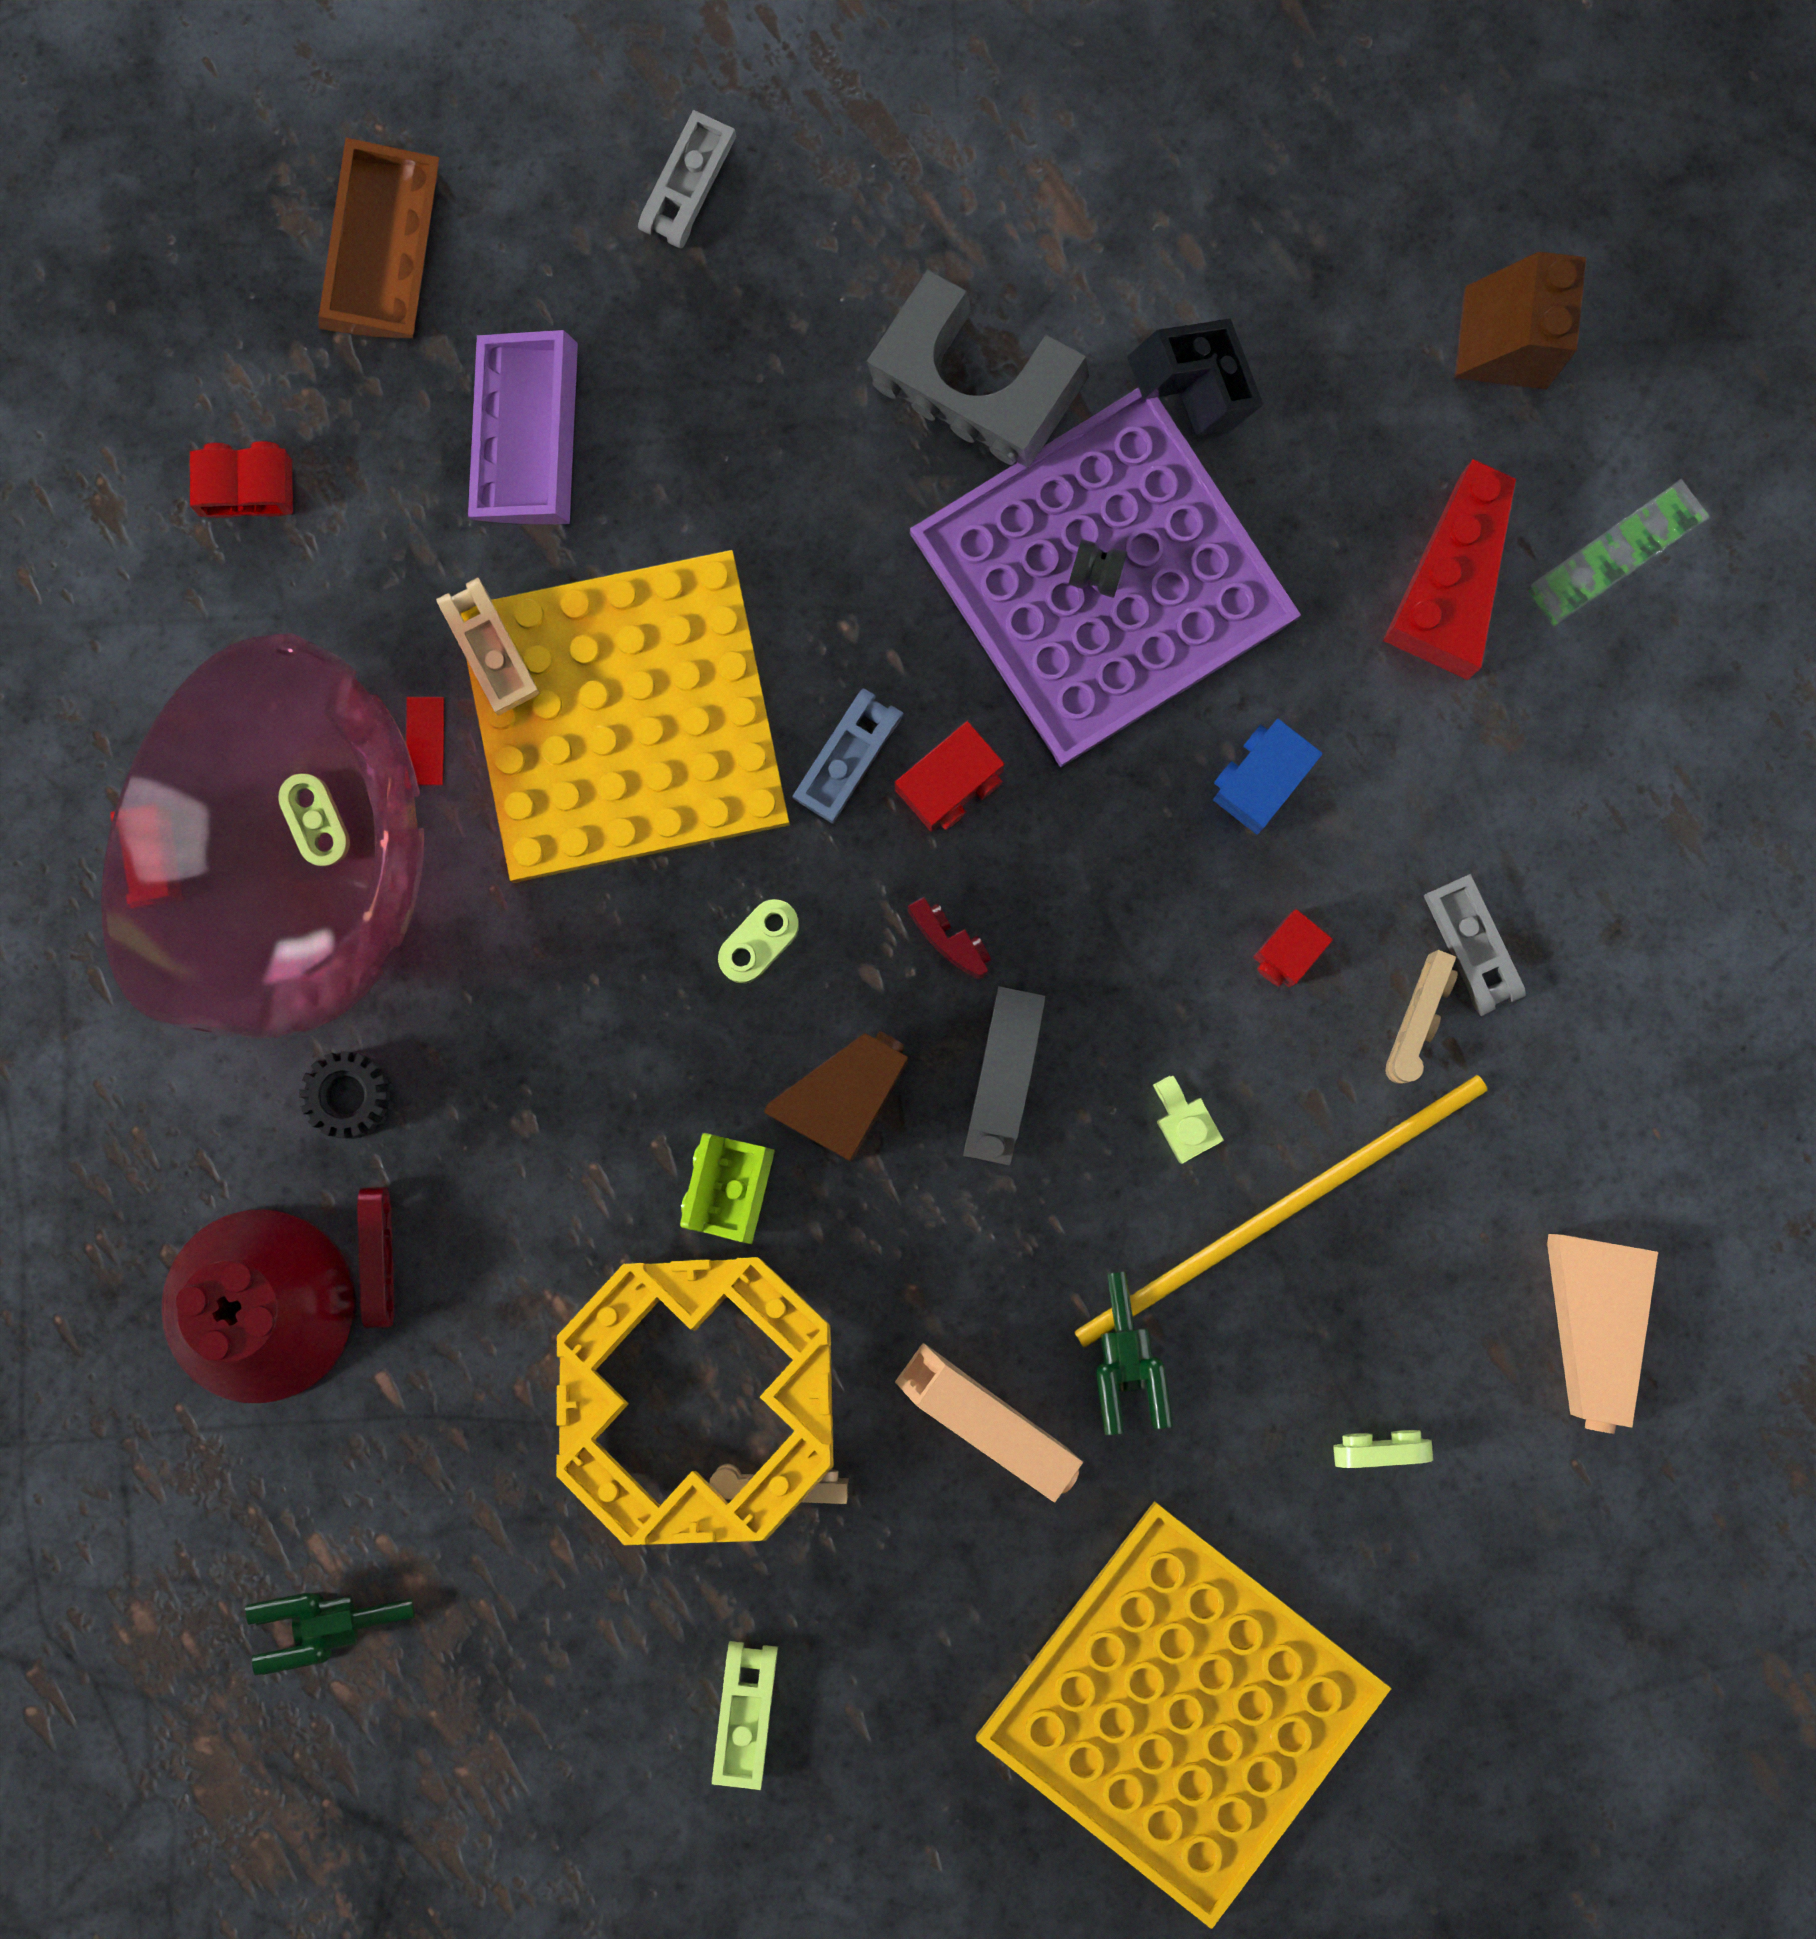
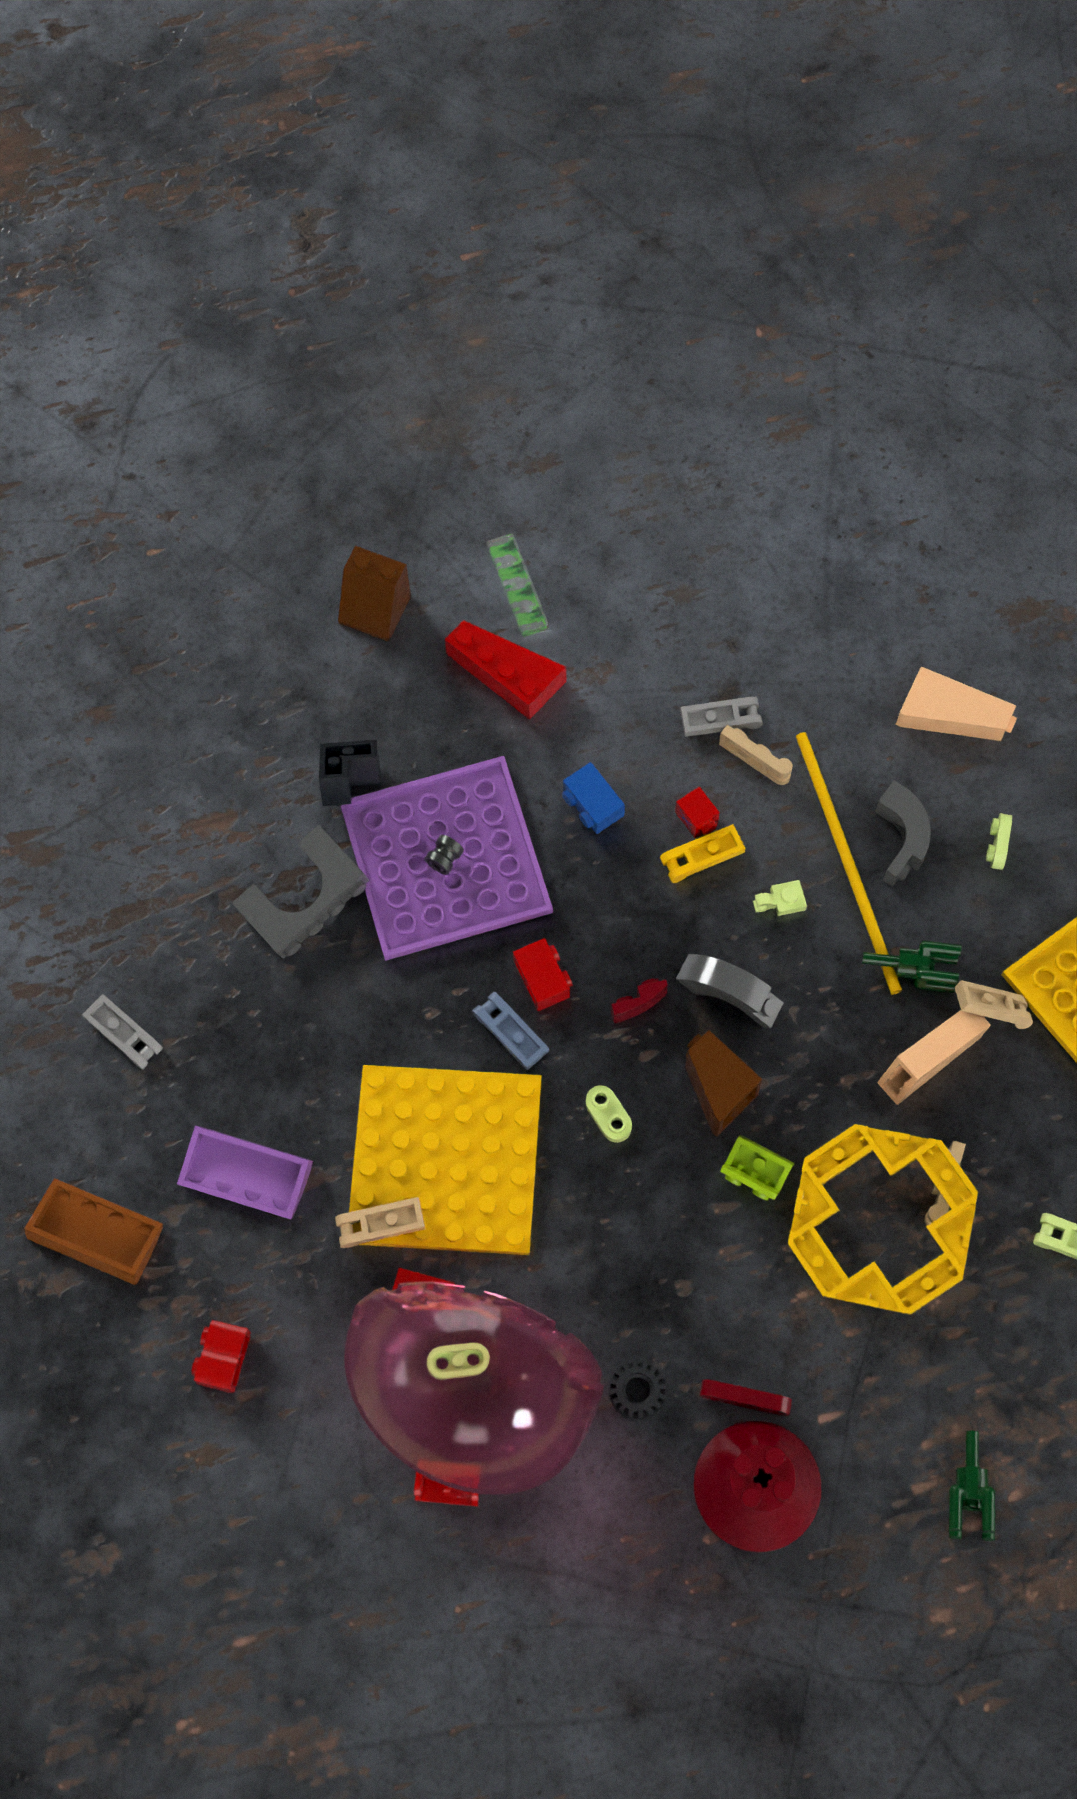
camera: 75 degrees left, 15 degrees down
(1090, 1499) = (993, 1003): none -> tan plate
(1226, 976) = (703, 853): none -> yellow plate
(1378, 1298) = (910, 818): none -> dark grey arch

